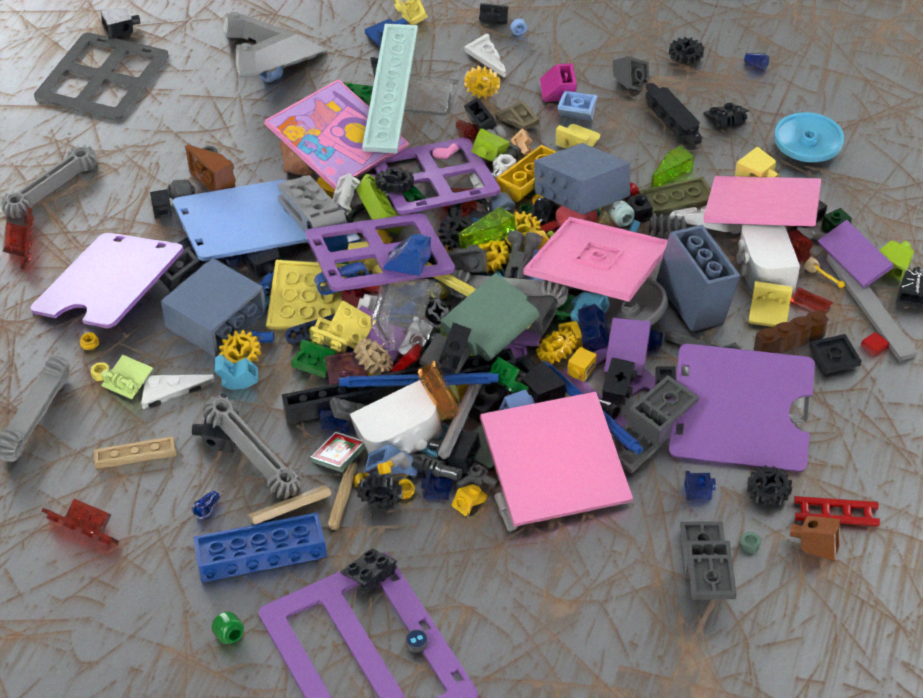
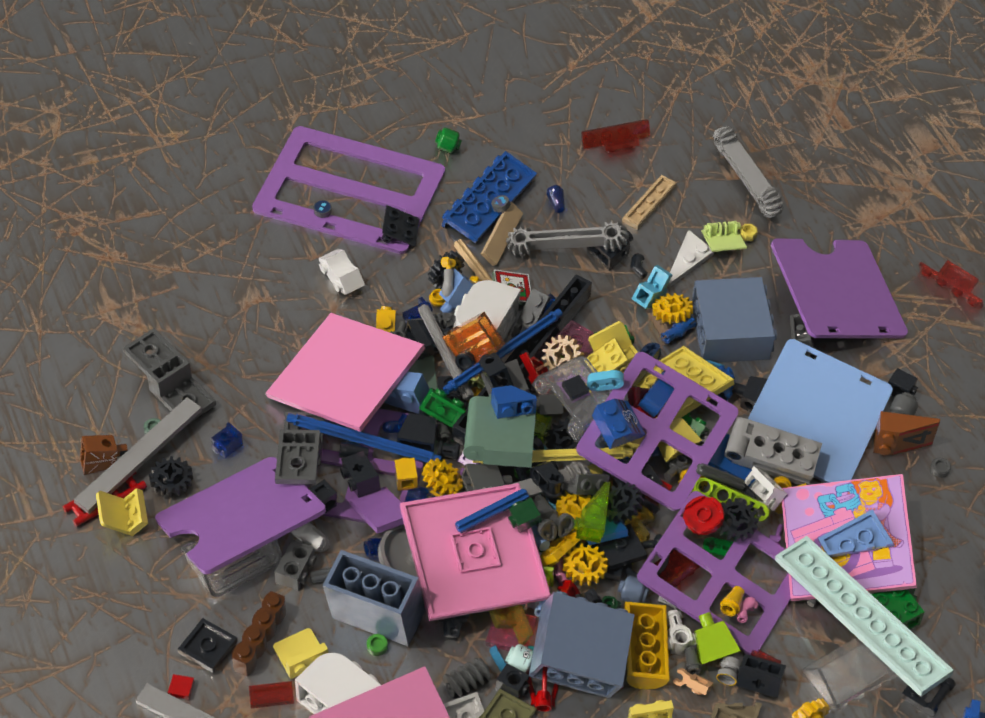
camera: 135 degrees right, 5 degrees up
(264, 519) = (500, 203): none -> dark grey tile
(333, 118) = (856, 536): none -> medium blue wing
(367, 214) = (720, 476): none -> dark grey axle
(385, 281) = (605, 380): none -> medium azure beam
(408, 298) = (575, 387): none -> black tile
(416, 188) = (703, 515): none -> red tile
(452, 152) = (732, 602): none -> yellow cone
(457, 391) = (465, 360): none -> black tile
(464, 563) = (341, 271): none -> white brick
(471, 314) = (512, 401): none -> blue slope
(491, 265) = (548, 479): none -> black piece
(544, 244) = (524, 515): none -> dark green brick
(568, 260) = (491, 510): none -> blue axle
(783, 514) = (139, 454): none -> light grey tile
(829, 480) = (122, 514): none -> light yellow bracket

